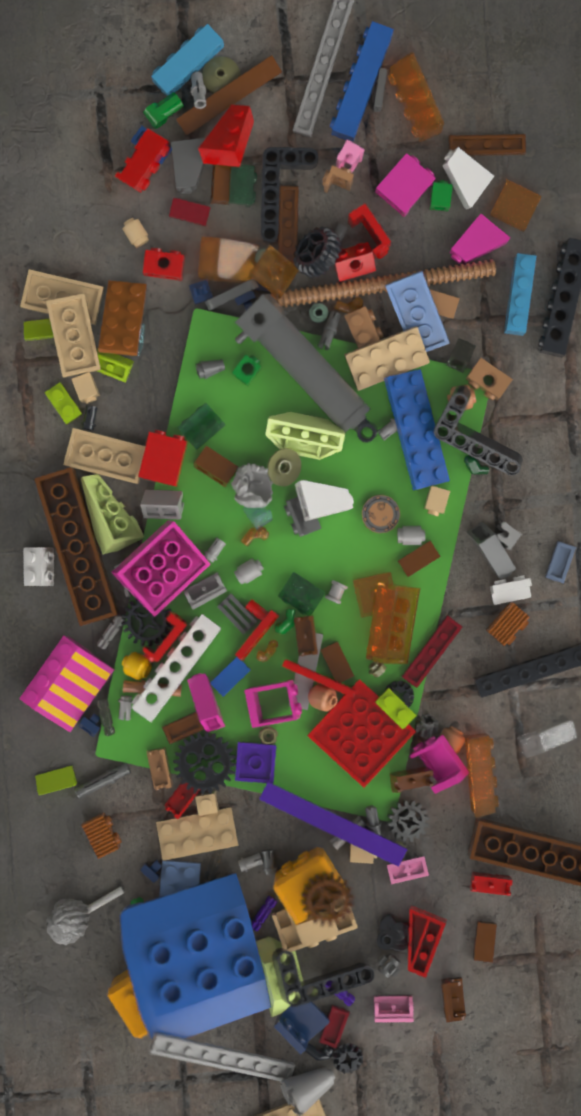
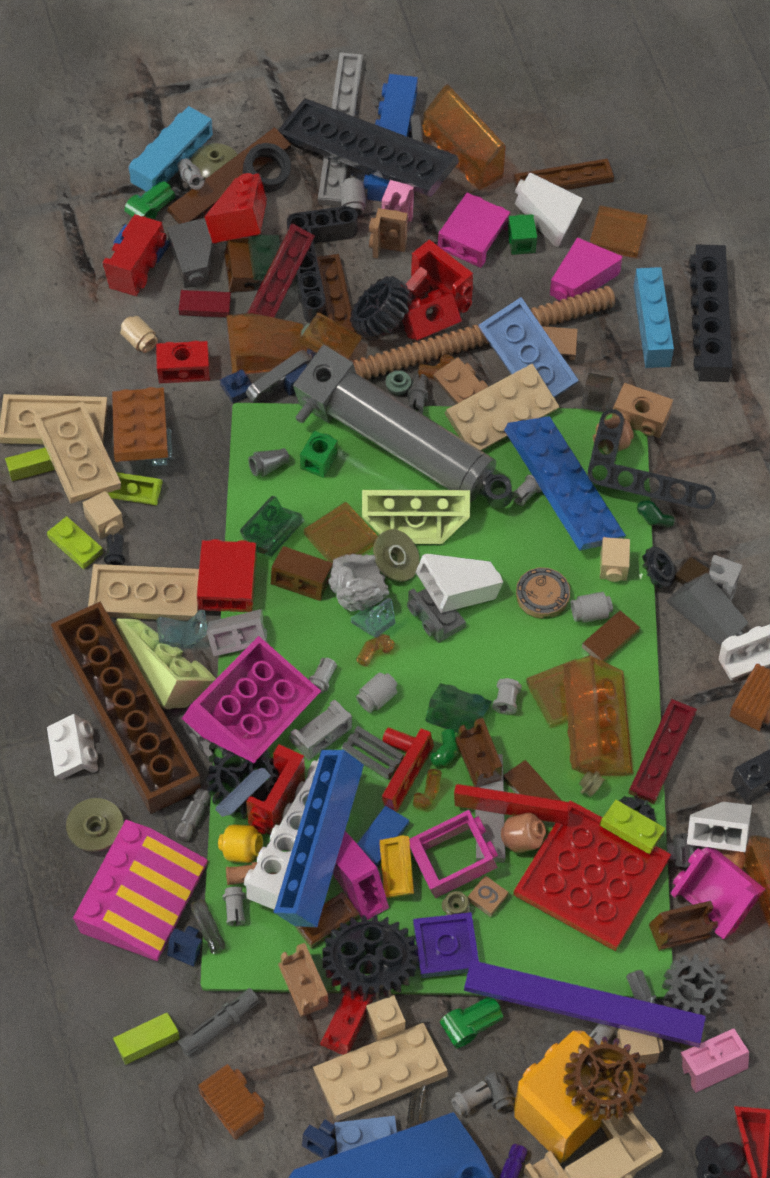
camera: 15 degrees left, 30 degrees down
(35, 631) = (90, 814): none -> olive dish
(125, 493) = (180, 632): none -> clear light blue bracket
(141, 639) = (242, 792): none -> sand blue tile
(184, 686) = (319, 838): none -> blue brick
(234, 704) = (396, 866): none -> yellow tile
(248, 205) = (281, 272): none -> dark red tile
(249, 439) = (340, 533): none -> clear orange tile
(257, 814) = (465, 1024): none -> green piece
(272, 94) = (277, 154): none -> black tyre
(290, 732) = (488, 896): none -> medium nougat tile
(319, 135) = (353, 194): none -> light grey brick
(338, 96) = (368, 147): none -> black plate
(352, 232) = (420, 283): none -> red tile
(454, 722) = (721, 826): none -> white slope
(471, 512) = (665, 574): none -> black gear
(490, 516) = (690, 571): none -> dark brown tile

